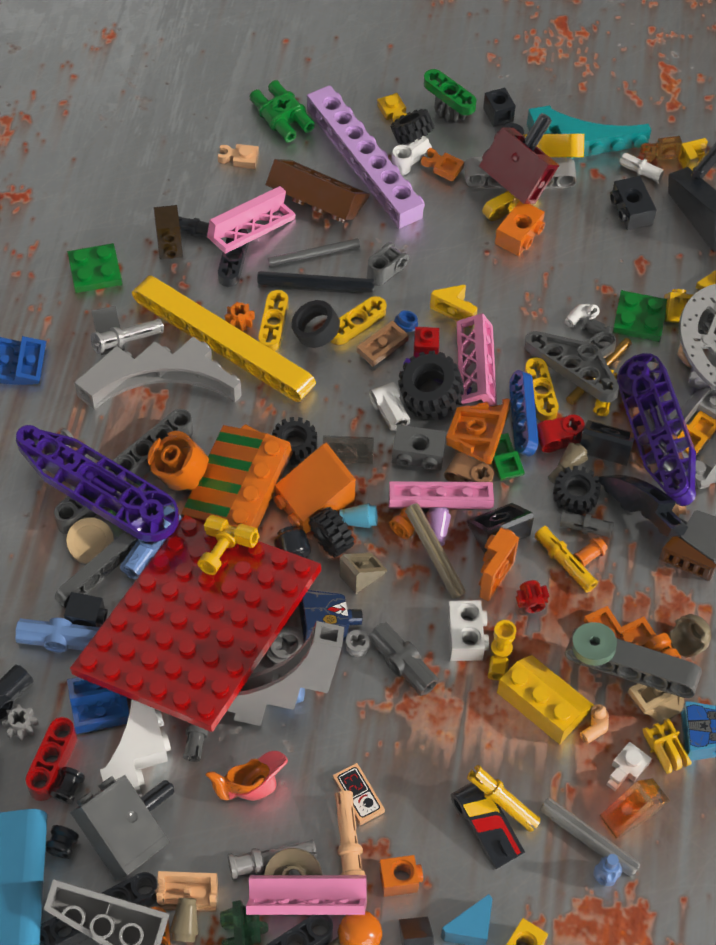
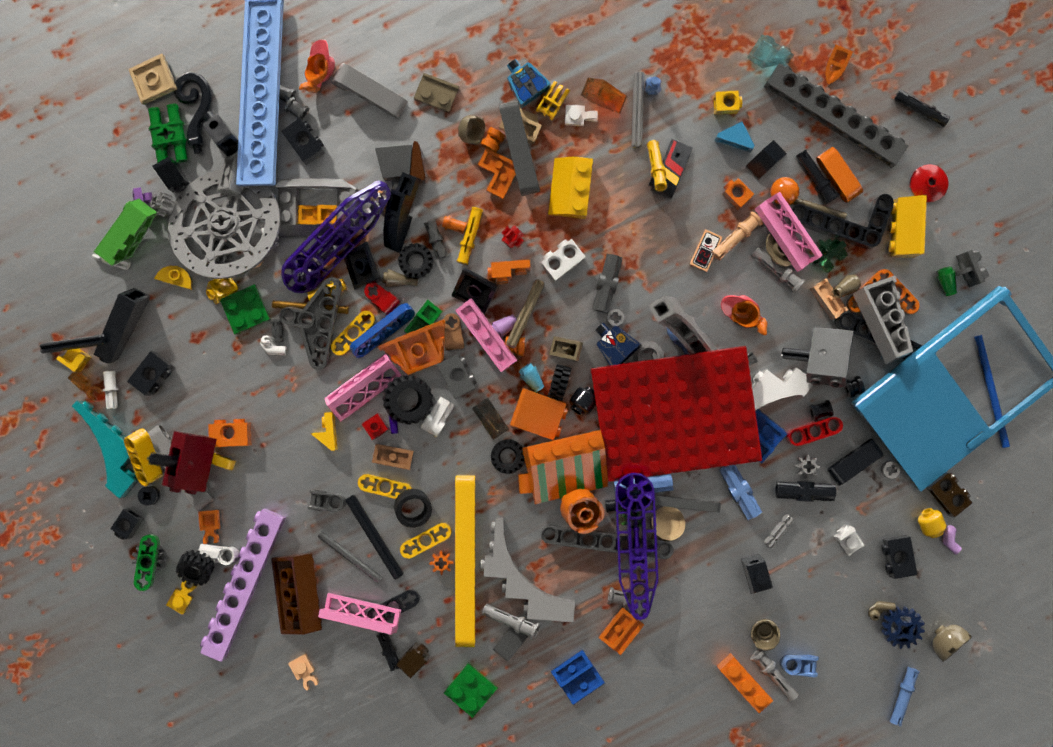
camera: 120 degrees left, 30 degrees up
(20, 415) = (621, 631): none -> orange plate
(85, 610) = (715, 486): black brick -> none
(227, 538) = (613, 437): yellow bar -> none
(282, 111) = (234, 674): green pin -> none
(407, 321) = (364, 454): blue plate -> none
(501, 648) = (561, 230): yellow bar -> none
(593, 654) = (528, 165): sand green piece -> none
(598, 726) = (566, 147): light nougat arm -> none

